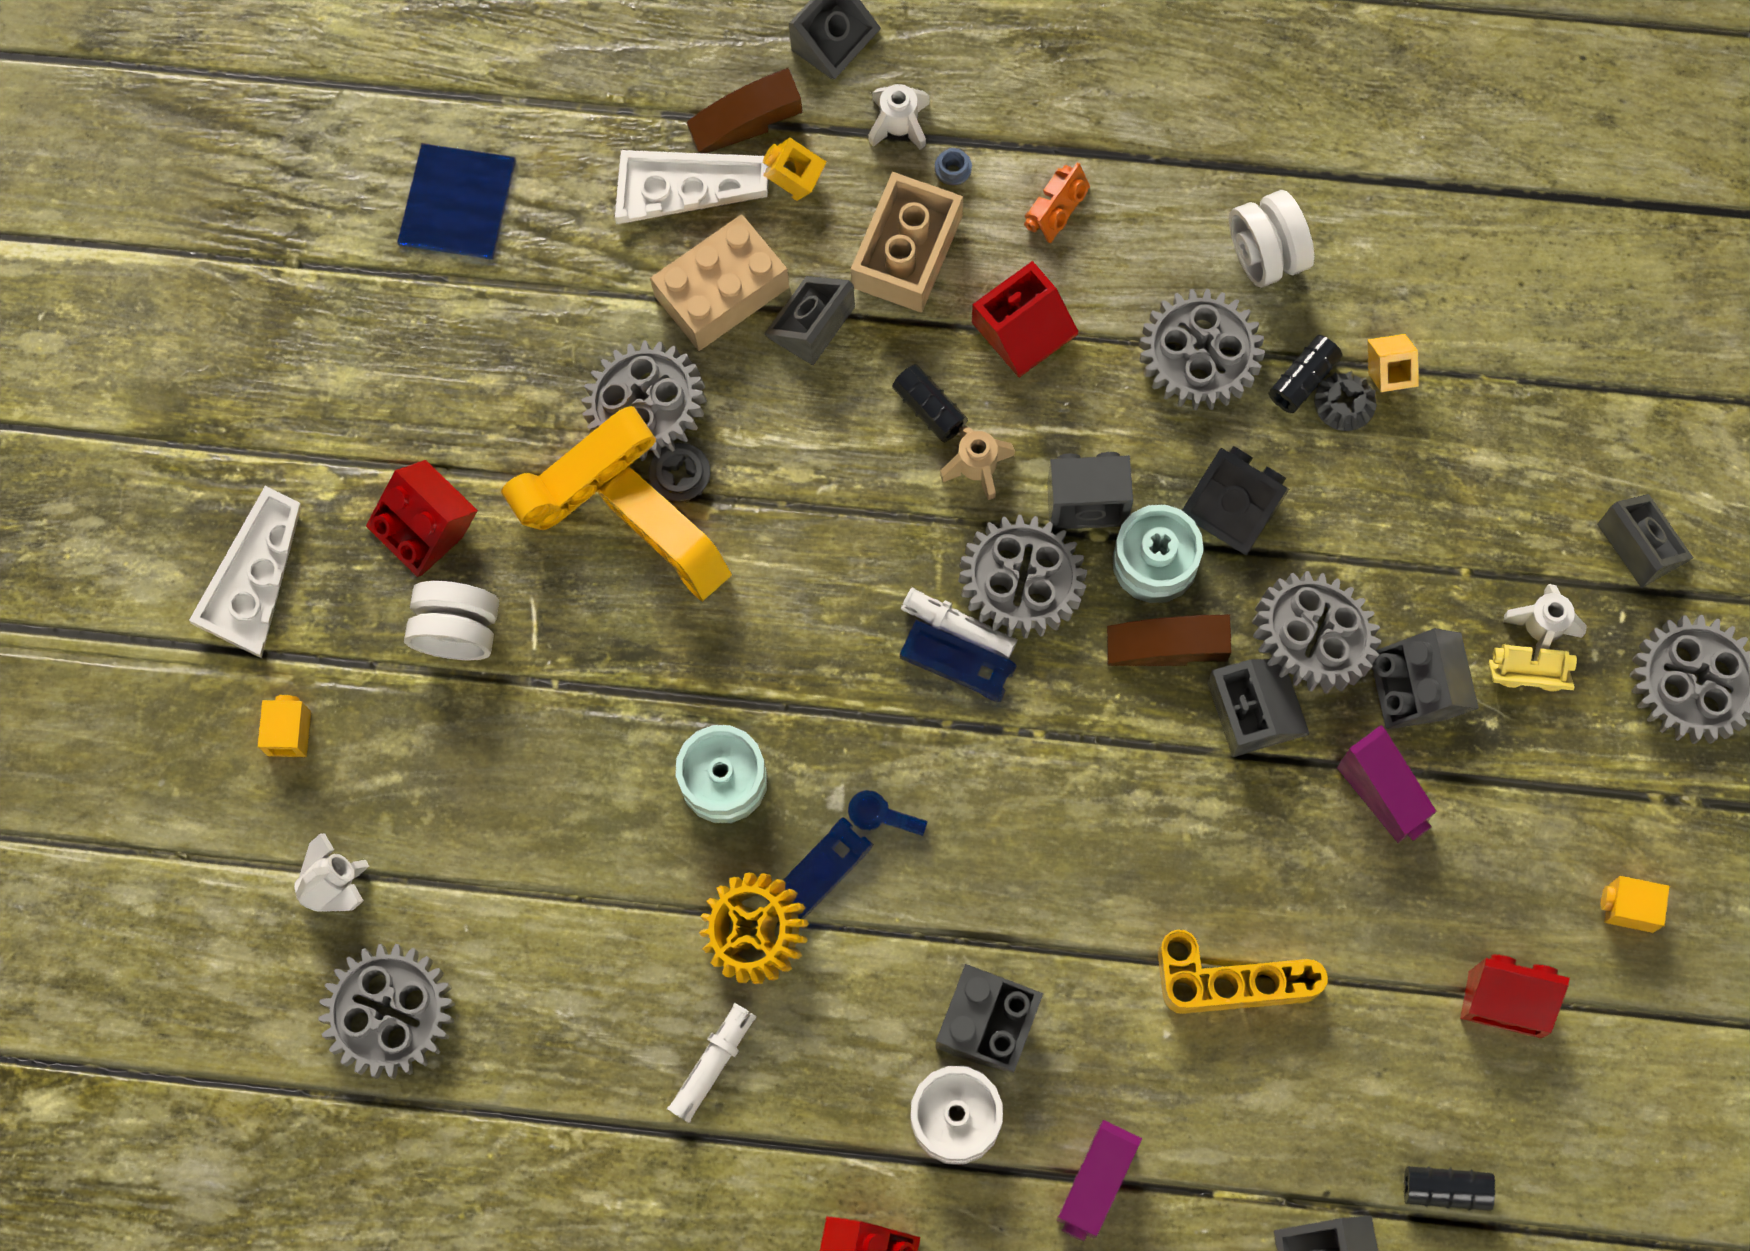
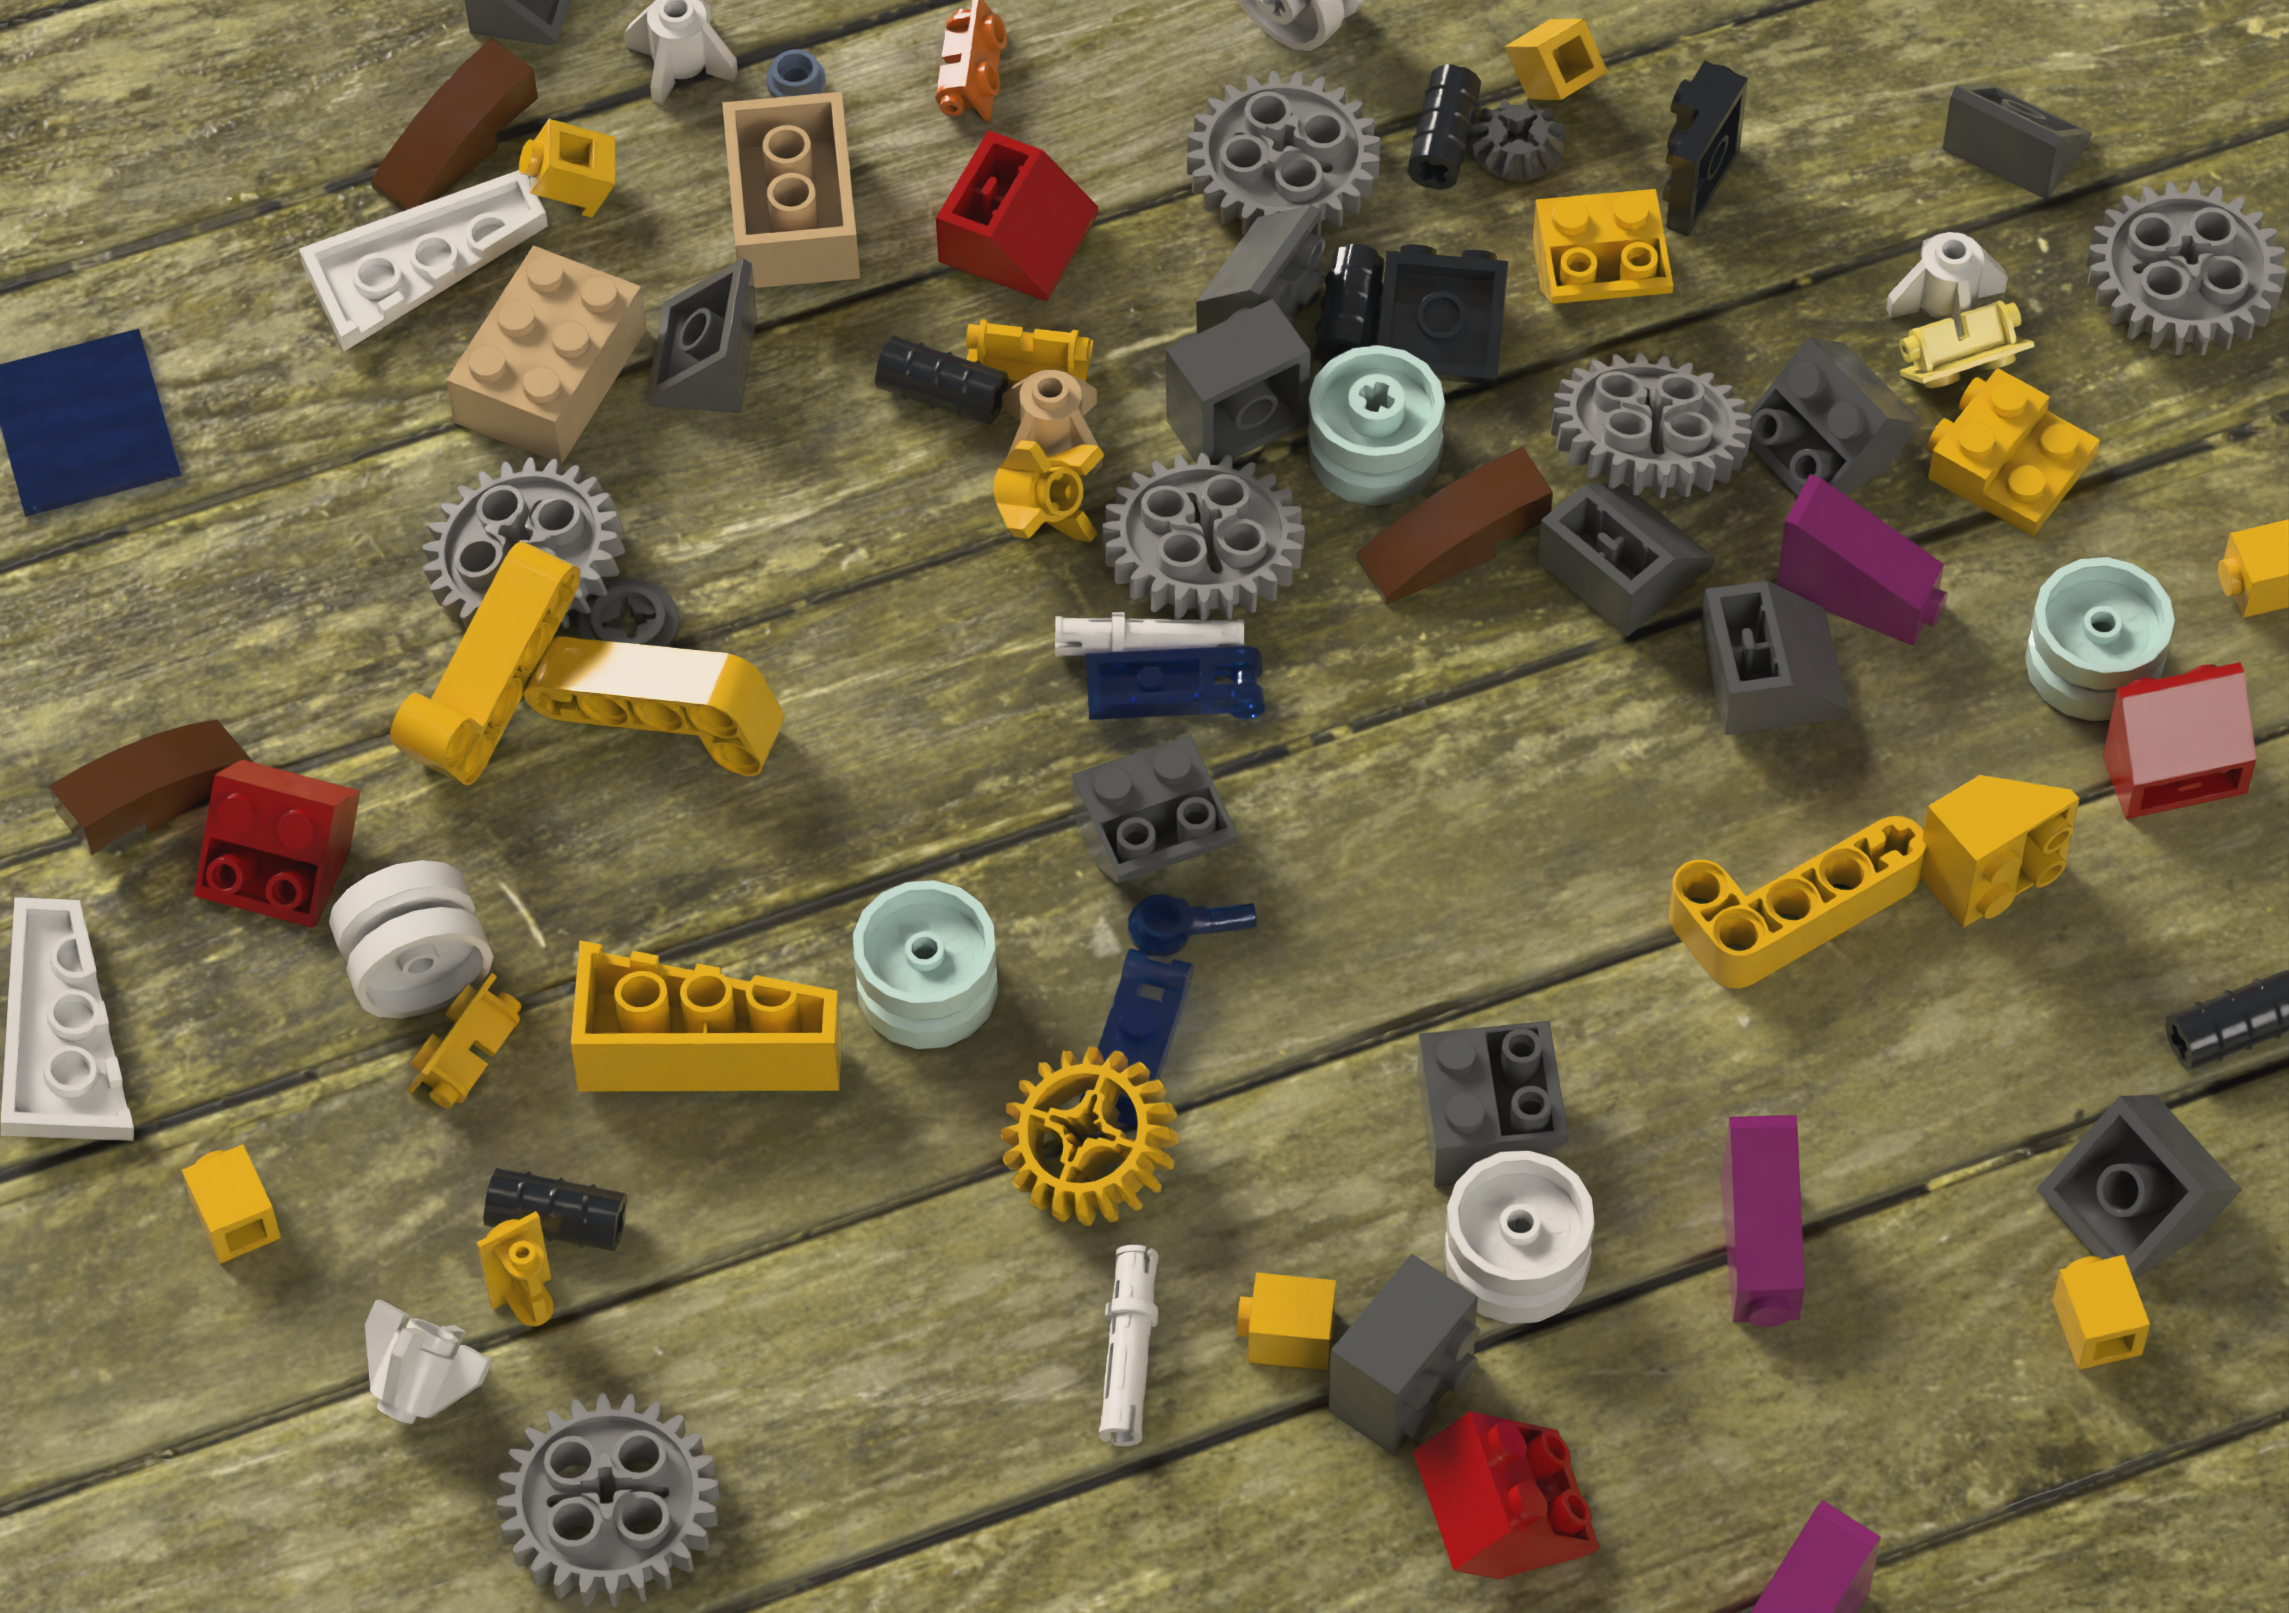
camera: 30 degrees left, 15 degrees down
(372, 447) = (144, 782): none -> reddish brown slope
(406, 853) = (516, 1268): none -> yellow hinge
(442, 697) = (448, 1062): none -> yellow hinge
(450, 819) = (565, 1208): none -> black axle
(577, 749) = (697, 1029): none -> yellow wedge
(804, 1096) = (1288, 1321): none -> yellow brick
(850, 1159) = (1404, 1355): none -> dark grey brick
(896, 743) = (1150, 810): none -> dark grey slope
(947, 504) = (1045, 489): none -> yellow brick
(988, 409) = (1026, 352): none -> yellow hinge
(1144, 428) = (1271, 261): none -> dark grey slope
(1185, 467) = (1349, 301): none -> black axle
(1305, 819) = (1770, 658): none -> dark grey slope
(1350, 504) = (1601, 247): none -> yellow slope
(1364, 1007) = (1995, 843): none -> yellow slope
(1451, 459) = (1702, 141): none -> black plate
(1521, 887) = (2097, 632): none -> light aqua wheel
(1523, 749) = (2009, 452): none -> yellow plate

